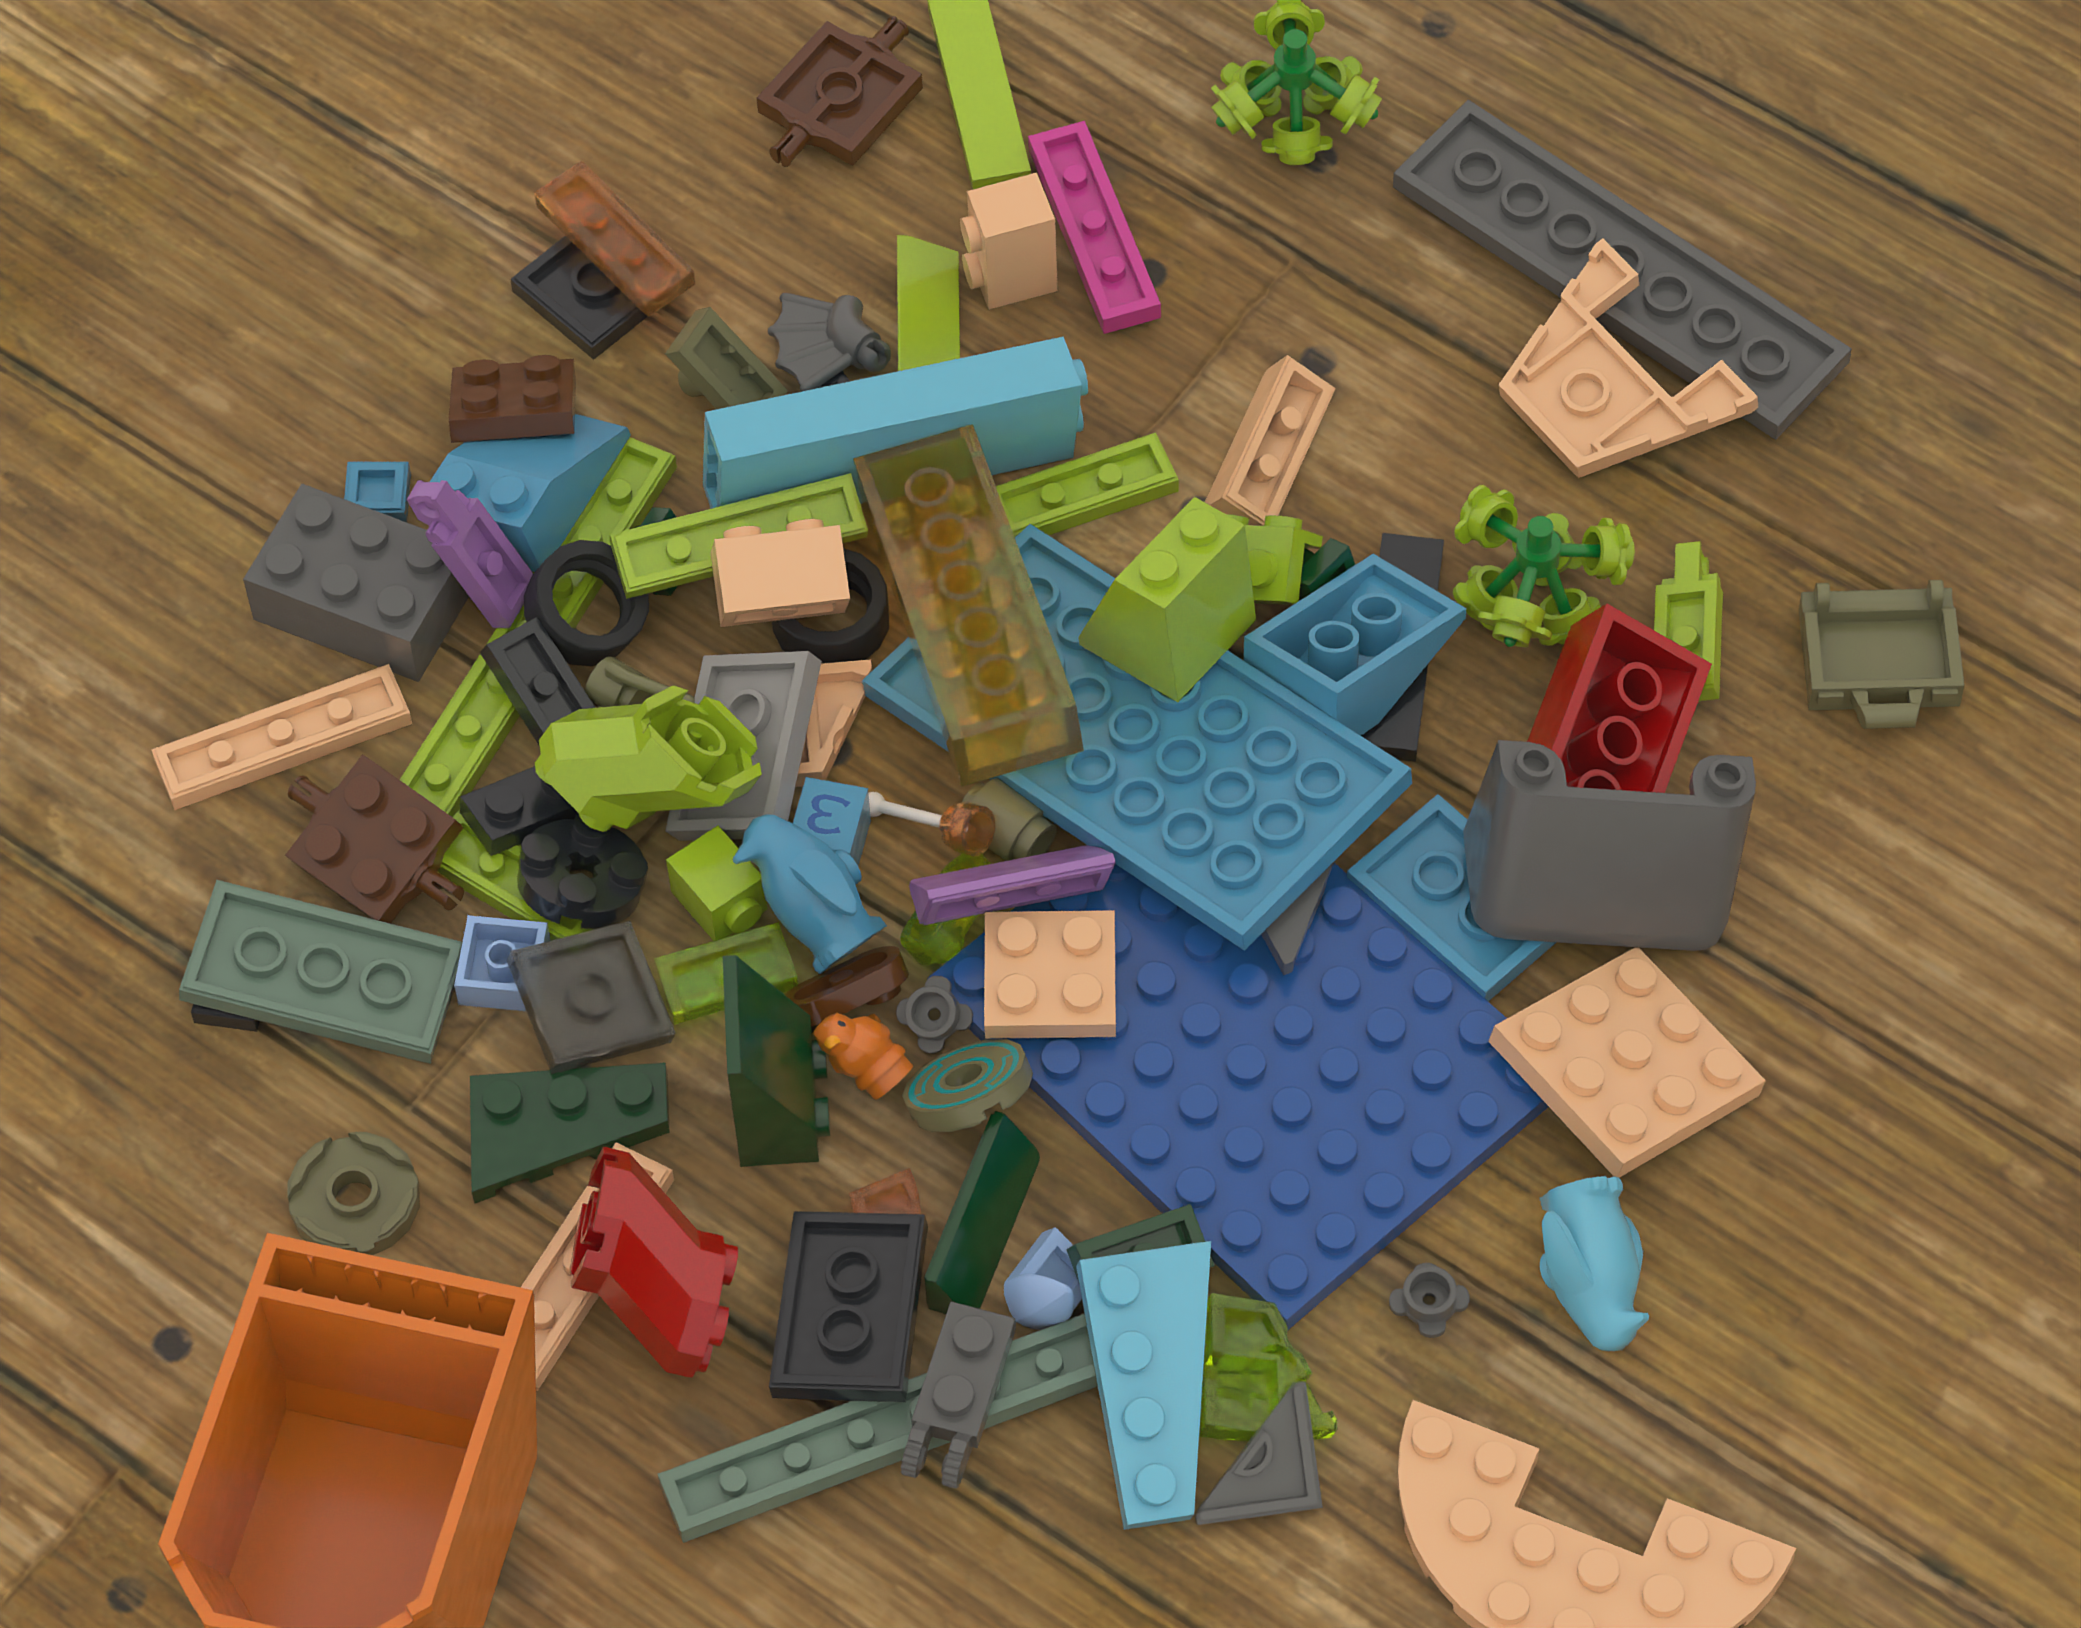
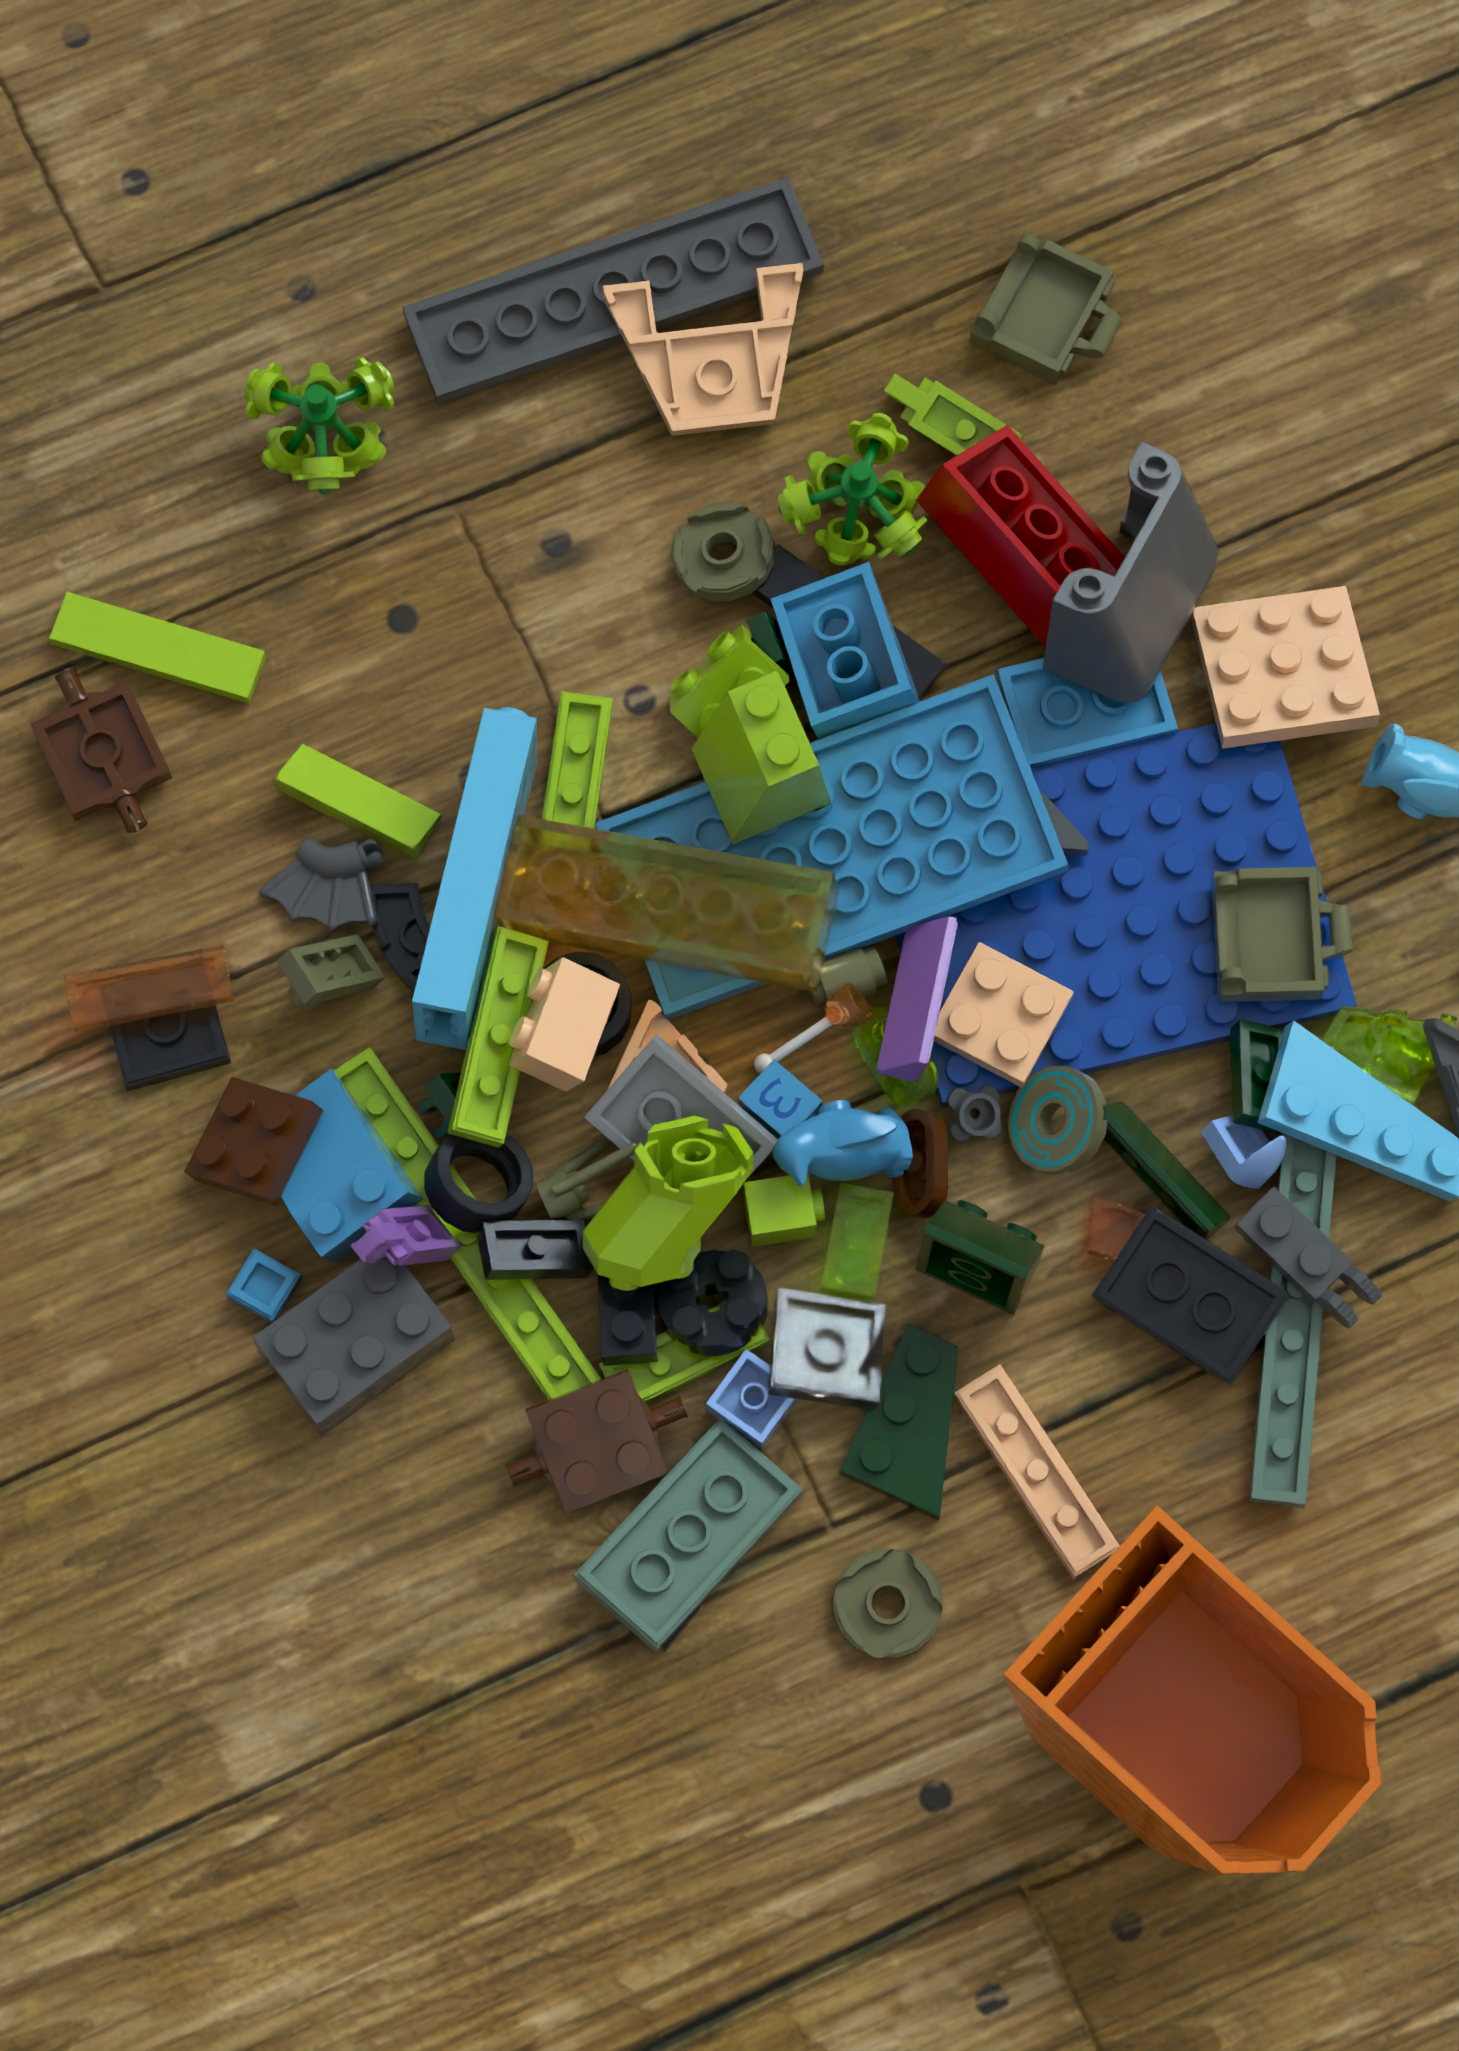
camera: 65 degrees left, 15 degrees up
(281, 736) = (449, 1466): light nougat tile -> none
(652, 1265) = (1097, 1416): red brick -> none
(863, 1051) = (989, 1175): orange animal -> none
(1010, 241) = (341, 699): light nougat brick -> none
(1094, 227) = (346, 633): dark pink plate -> none
(1271, 442) = (615, 620): light nougat slope -> none
(1304, 1185) = (1272, 934): none -> olive piece
(1400, 521) = (728, 577): none -> olive tile
(1429, 1281) = (1393, 887): dark grey plate -> none

